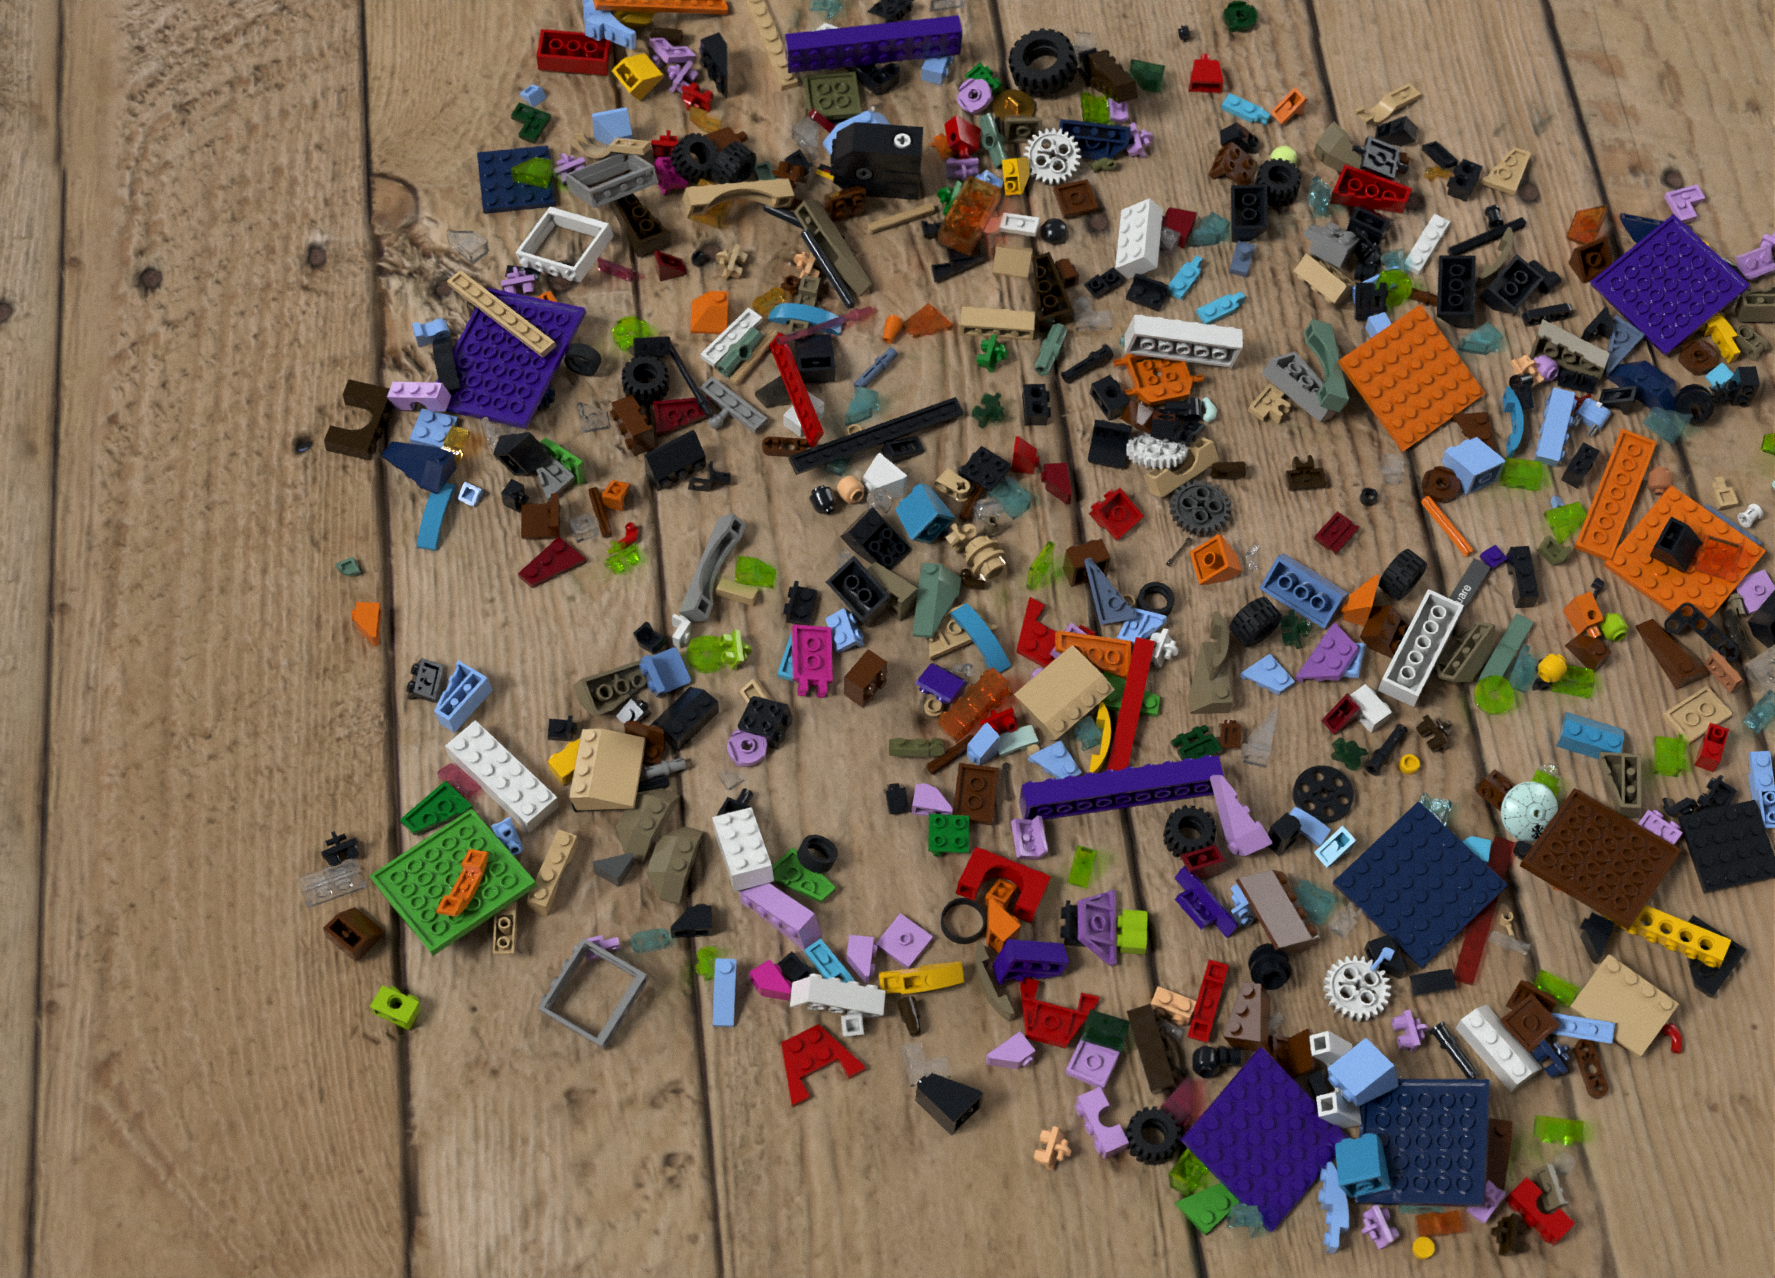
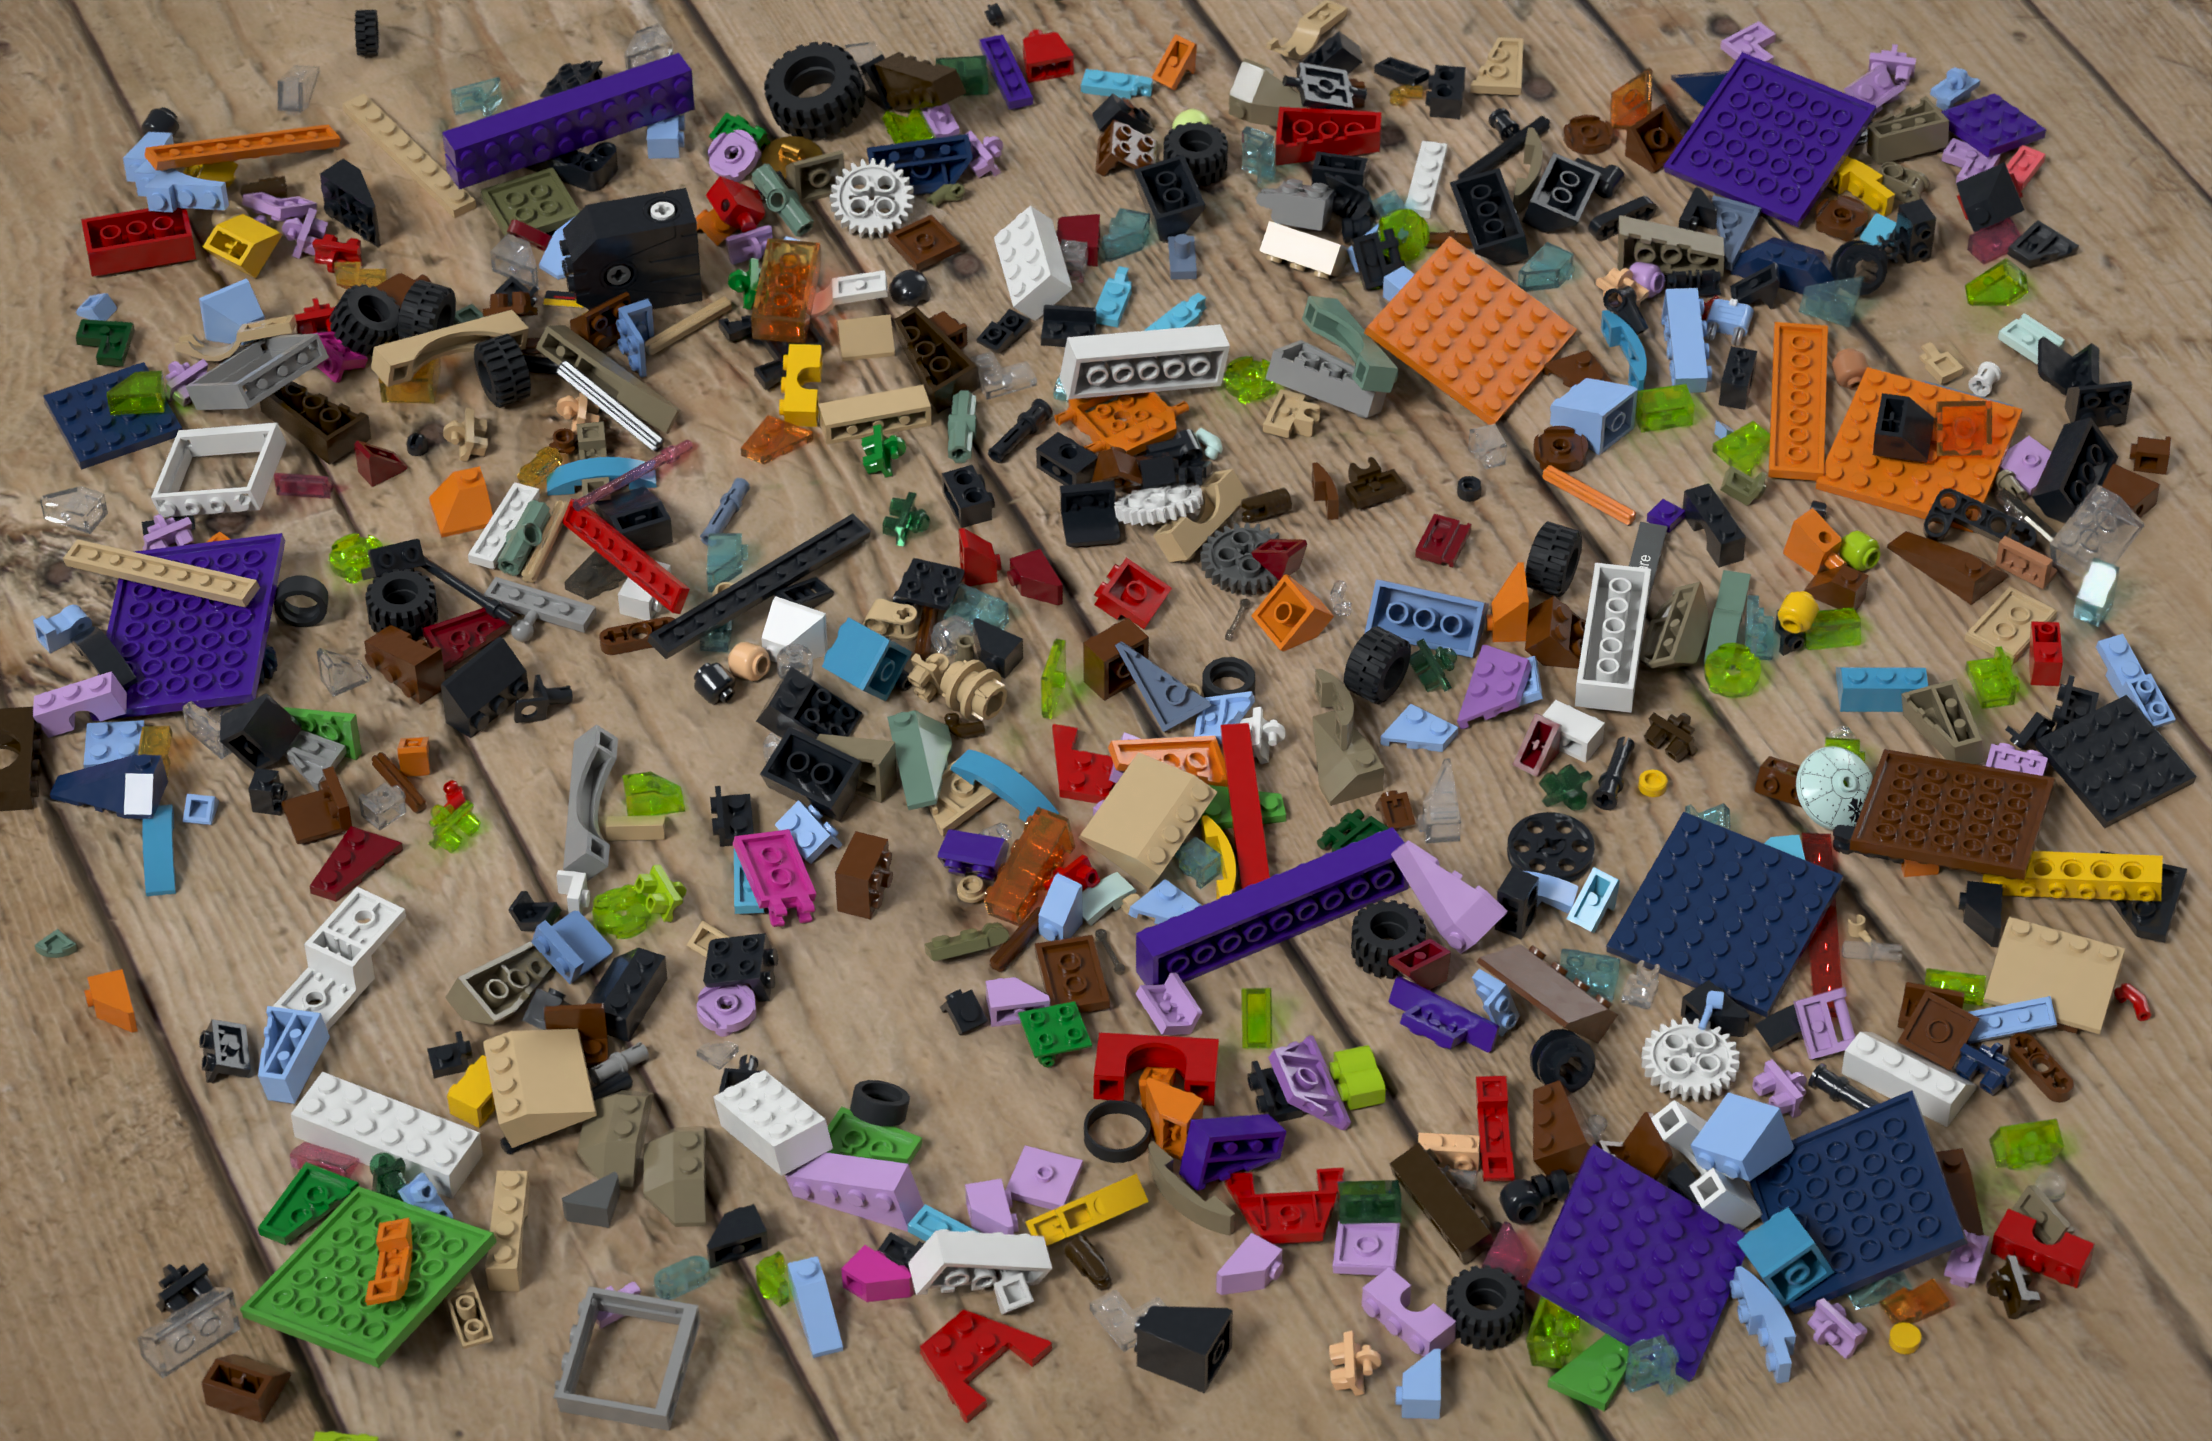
camera: 15 degrees left, 15 degrees down
(490, 808) = (387, 1175): none -> clear green hips
(515, 638) = (341, 956): none -> white bracket
(767, 222) = (502, 370): none -> black tyre
(863, 213) = (635, 328): none -> medium blue bracket
(892, 327) = (728, 455): orange cone -> none
(961, 274) = (802, 366): none -> yellow arch
(1013, 528) = (997, 647): none -> black slope
(1015, 175) = (829, 230): yellow slope -> none
(1090, 1182) = (1421, 1388): none -> light blue slope
(1175, 80) = (1006, 72): none -> dark purple plate
(1221, 516) = (1281, 555): none -> dark red slope
(1243, 370) = (1244, 389): none -> clear neon green plate
(1271, 470) = (1325, 490): none -> reddish brown slope
(1450, 990) = (1818, 1026): none -> lavender plate
(1549, 240) = (1588, 135): none -> reddish brown tile

